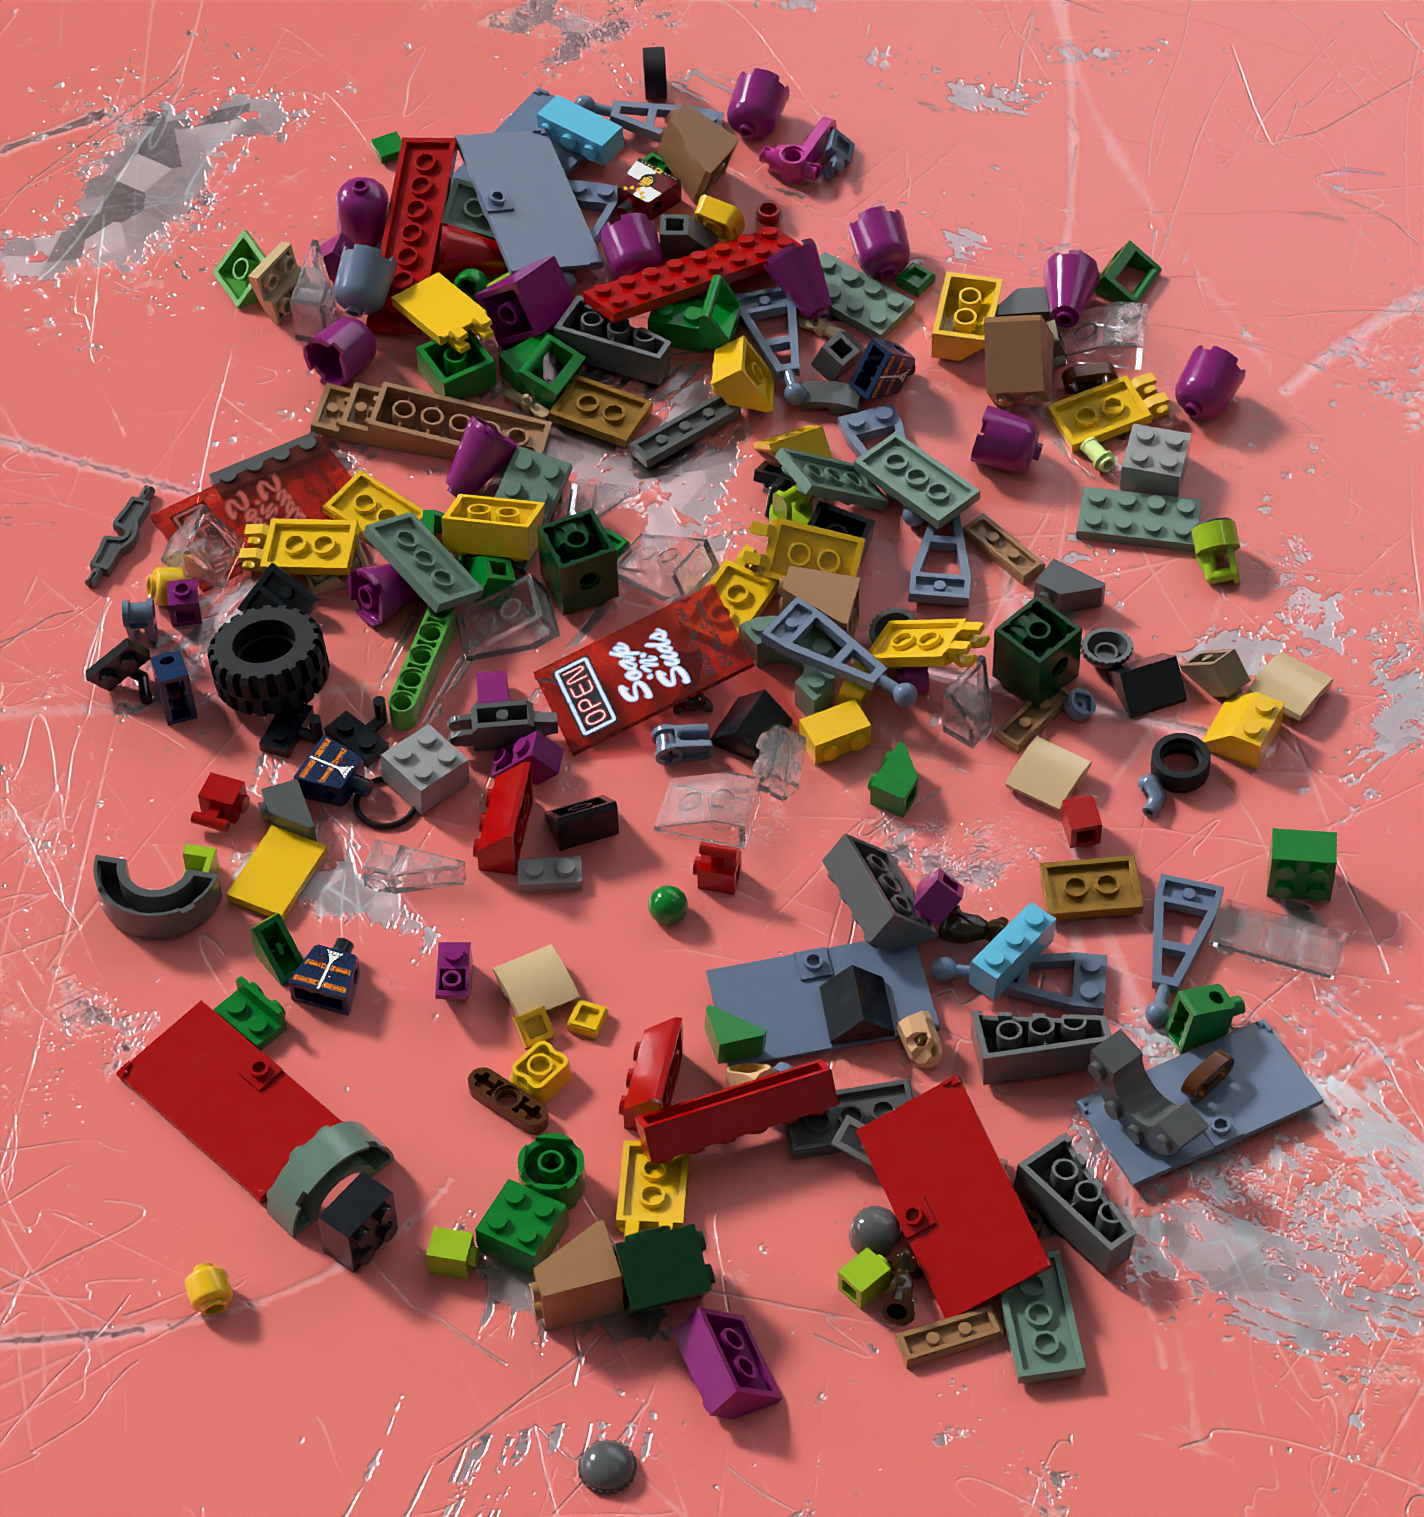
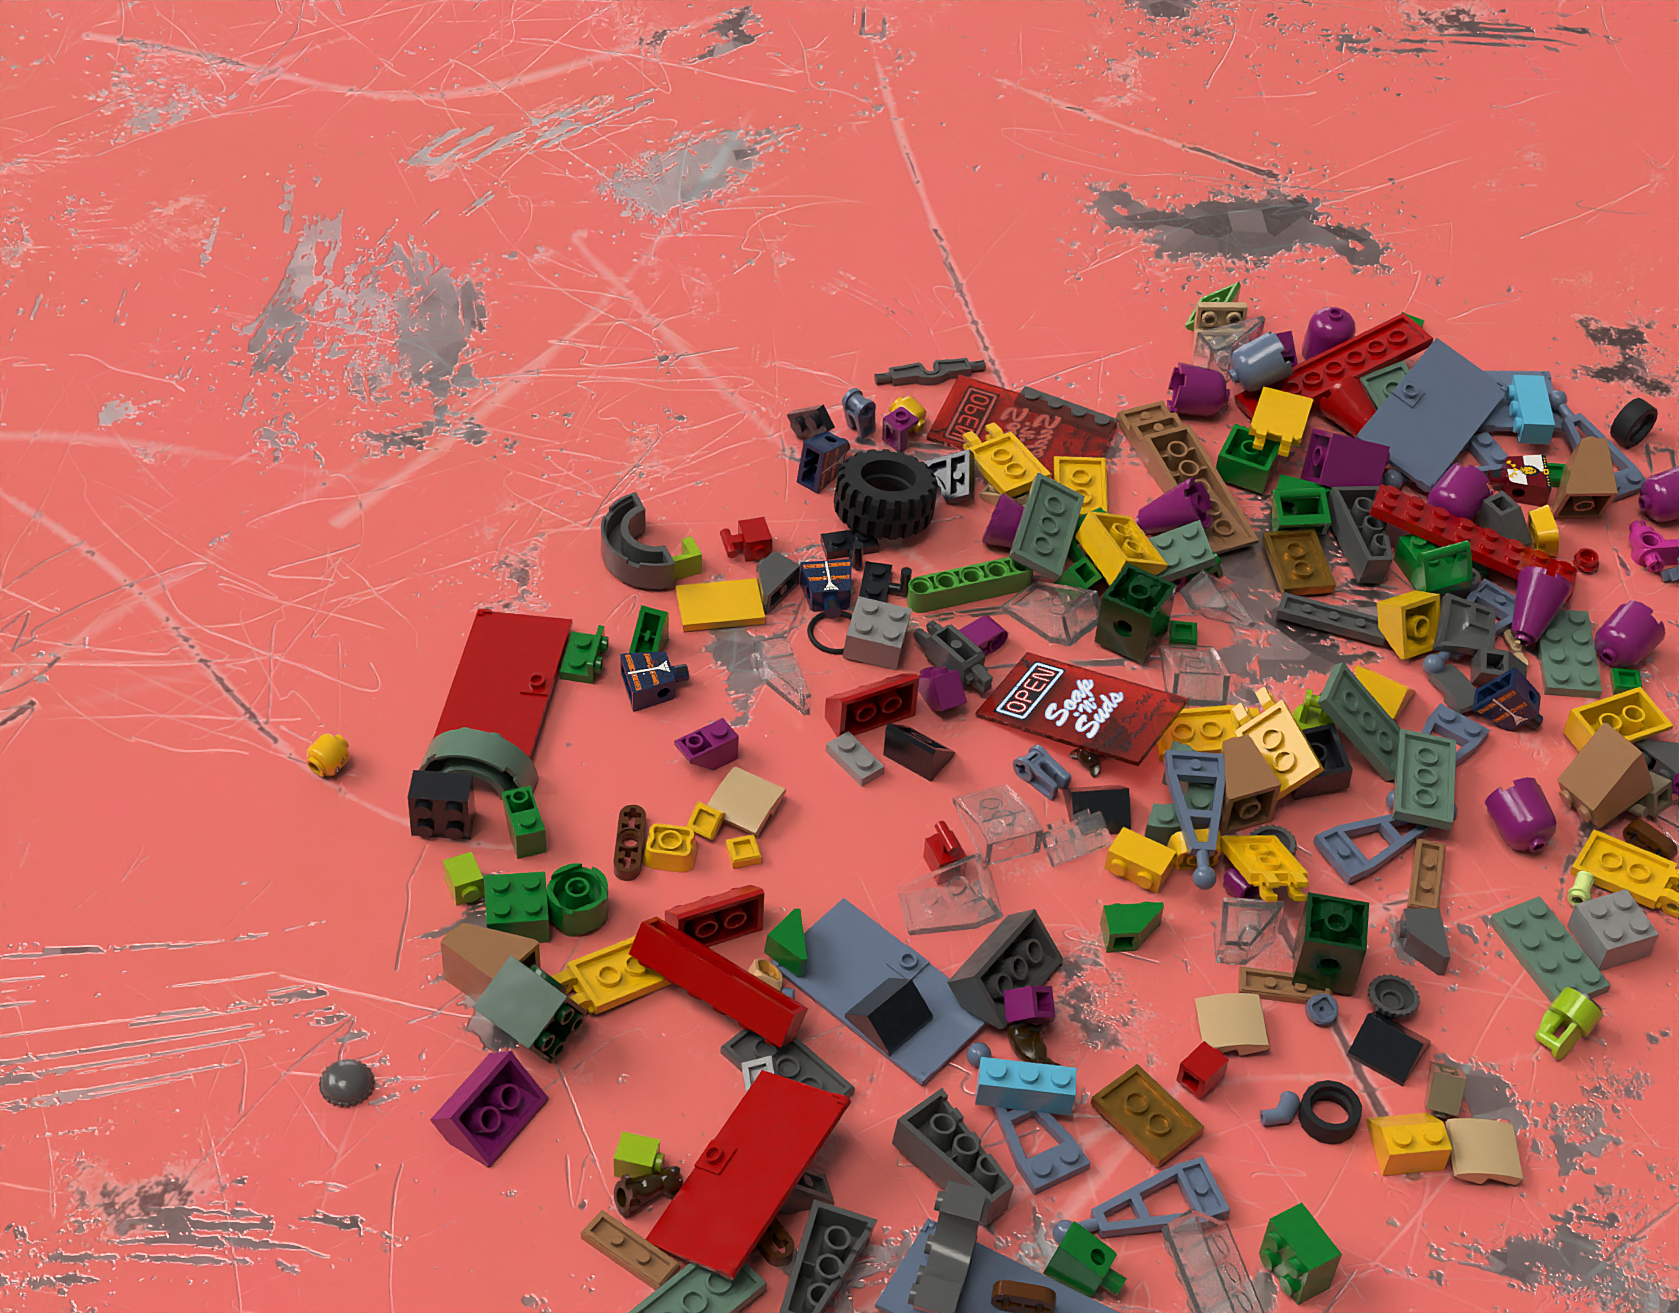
camera: 50 degrees right, 5 degrees down
(204, 549) = (953, 413): clear slope -> none
(426, 1168) = (524, 822): none -> green slope
(471, 282) = (1332, 423): green piece -> none
(527, 404) = (1263, 518): tan piece -> none
(668, 904) = (885, 842): green piece -> none
(768, 892) = (951, 898): none -> clear slope
(784, 344) = (1464, 626): none -> dark grey plate
(875, 1229) = (688, 1141): dark grey hair -> none
(920, 1039) = (895, 1073): light nougat rock -> none

